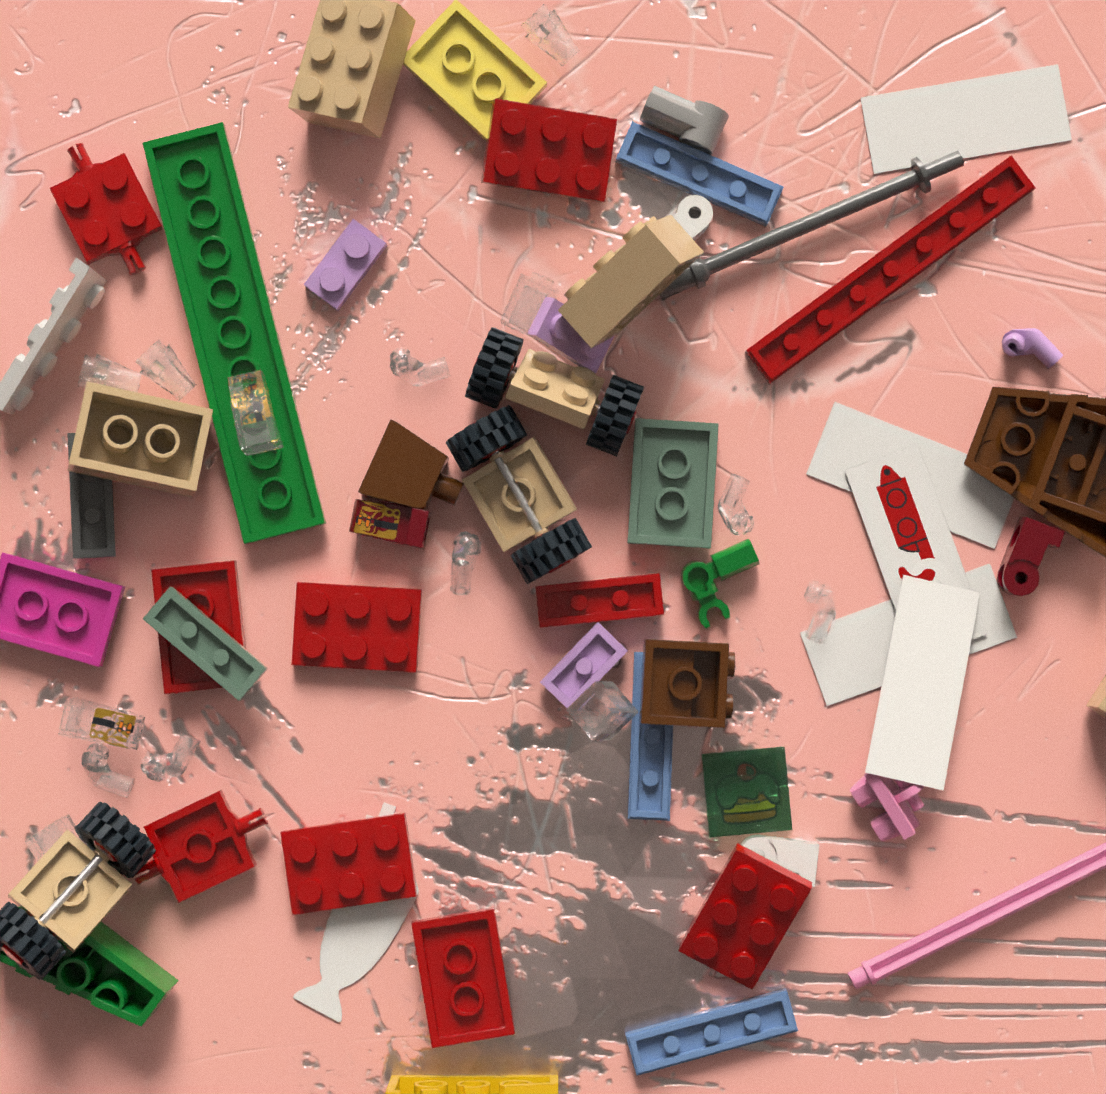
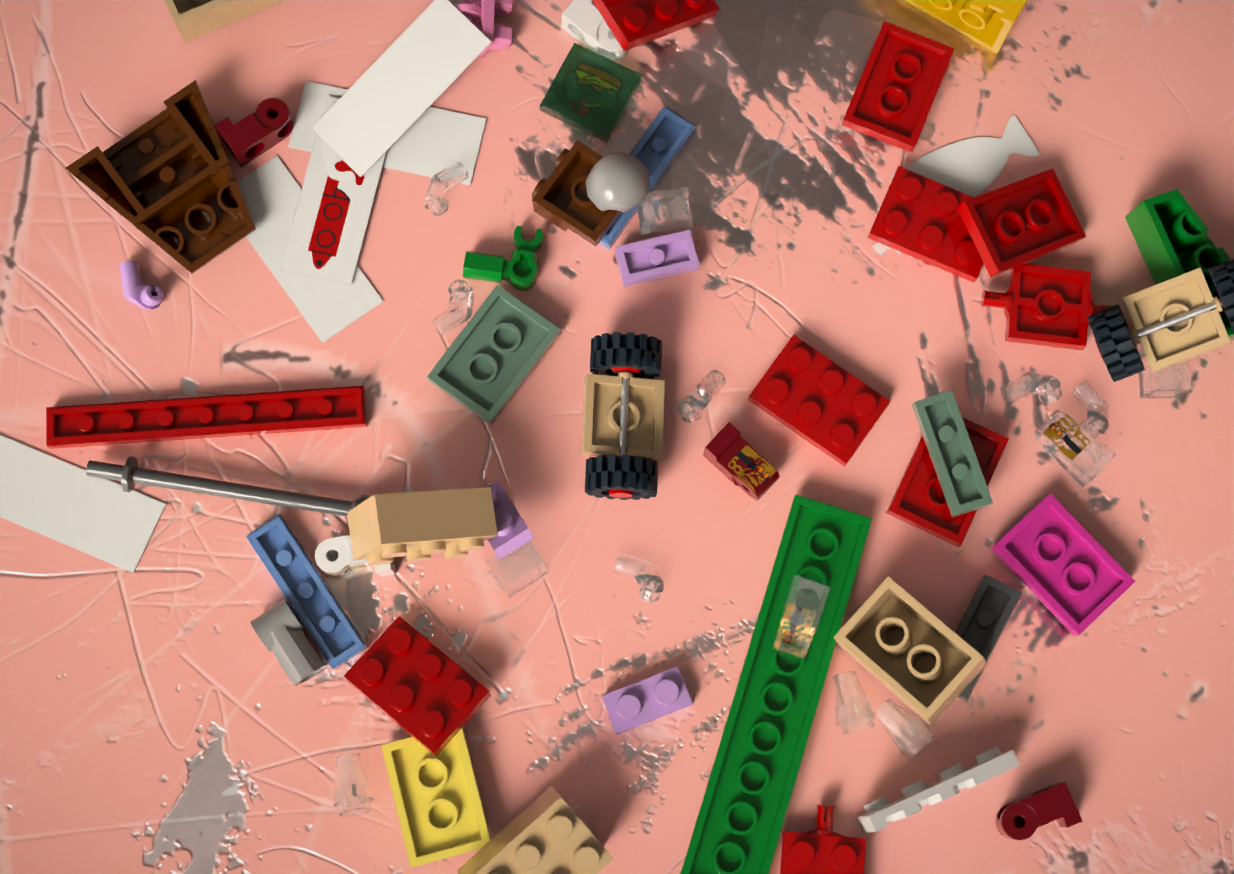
camera: 150 degrees left, 10 degrees down
(268, 908) = (1021, 222): none -> red plate
(408, 471) = (701, 493): reddish brown torso -> none
(554, 389) = (540, 481): plate -> none
(599, 600) = (610, 299): red plate -> none
(659, 705) = (618, 182): none -> light grey hair

